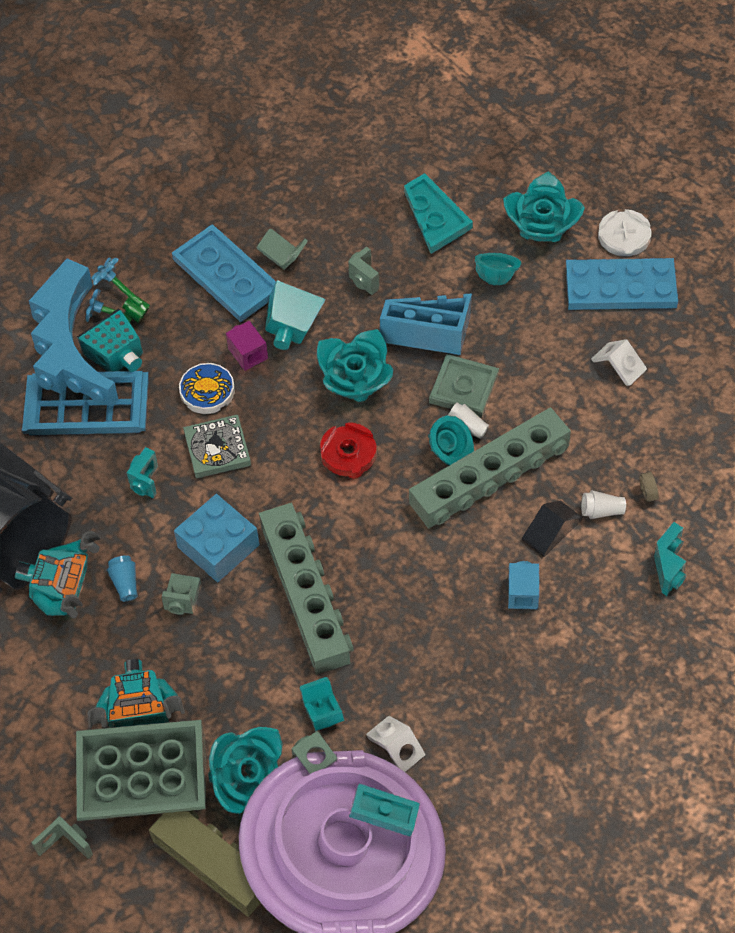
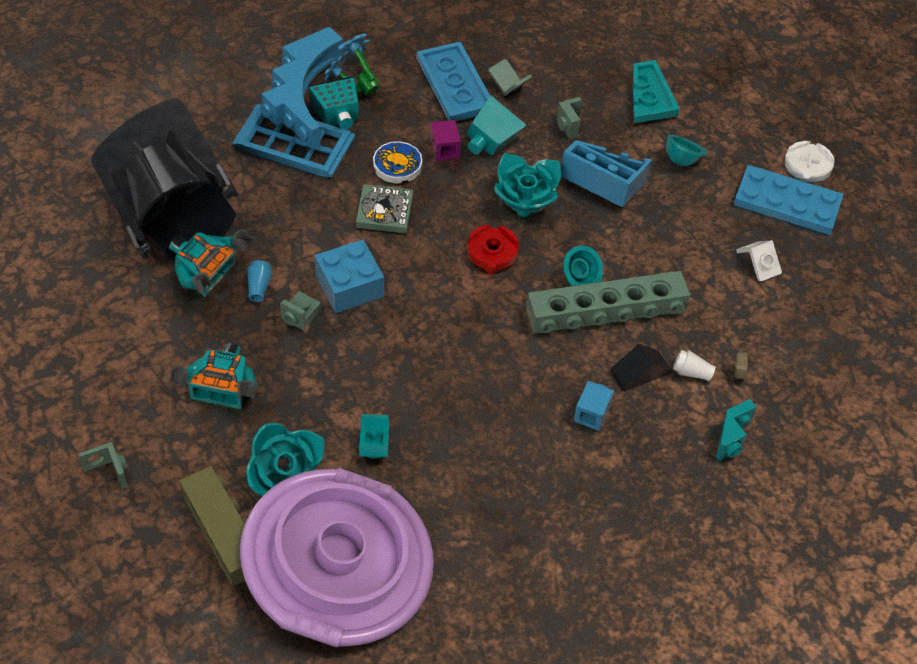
camera: 15 degrees right, 5 degrees down
(140, 770) = (195, 429): sand green slope -> none
(141, 470) = (312, 205): teal bracket -> none
(313, 744) = (350, 463): sand green bracket -> none
(323, 653) = (404, 342): sand green brick -> none
(384, 810) = (383, 536): teal plate -> none
(393, 736) = (421, 485): white bracket -> none
(464, 383) = (615, 233): sand green tile -> none
(474, 422) = (610, 264): white cone -> none
(543, 210) = (745, 120): teal brick -> none

